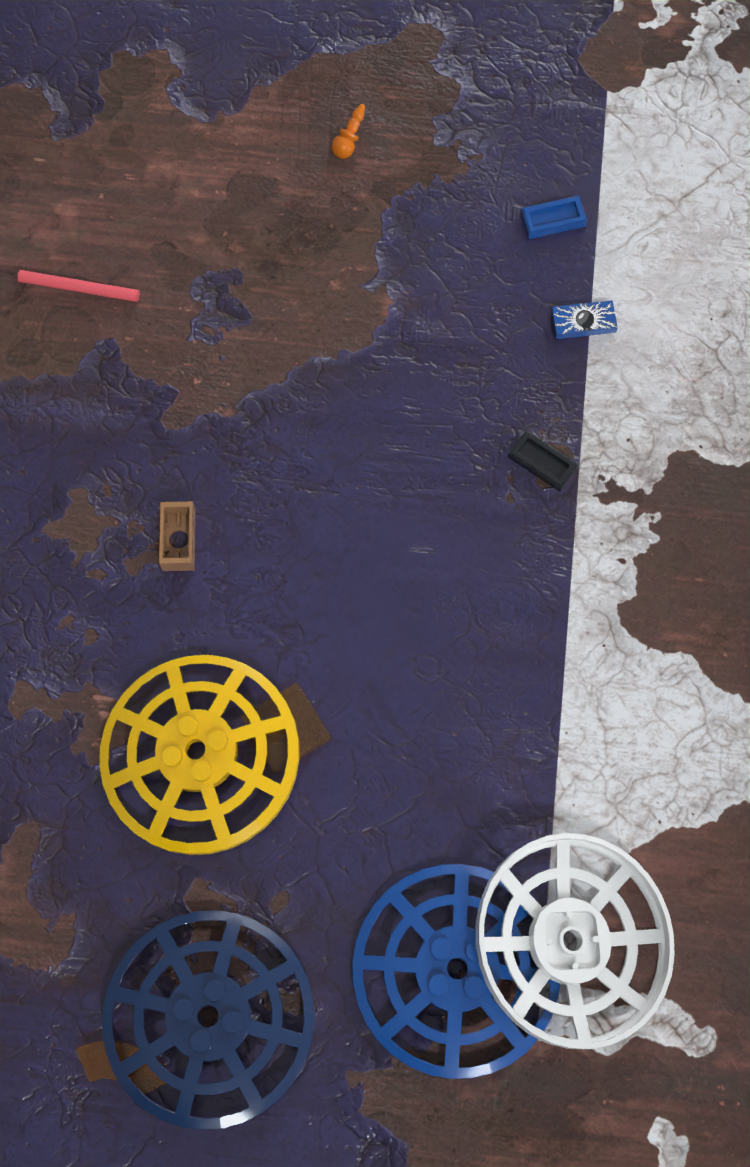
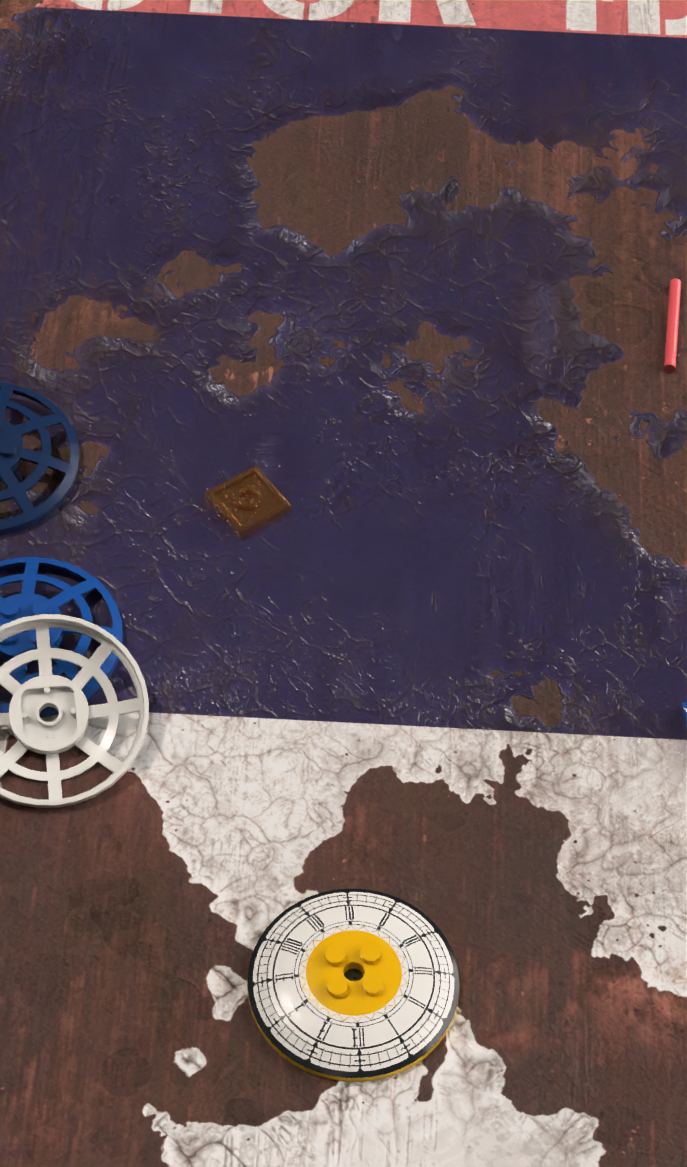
camera: 85 degrees right, 20 degrees down
(175, 518) = (440, 406): medium nougat piece -> none
(209, 770) = (220, 444): yellow dish -> none
(543, 460) = (539, 697): black tile -> none

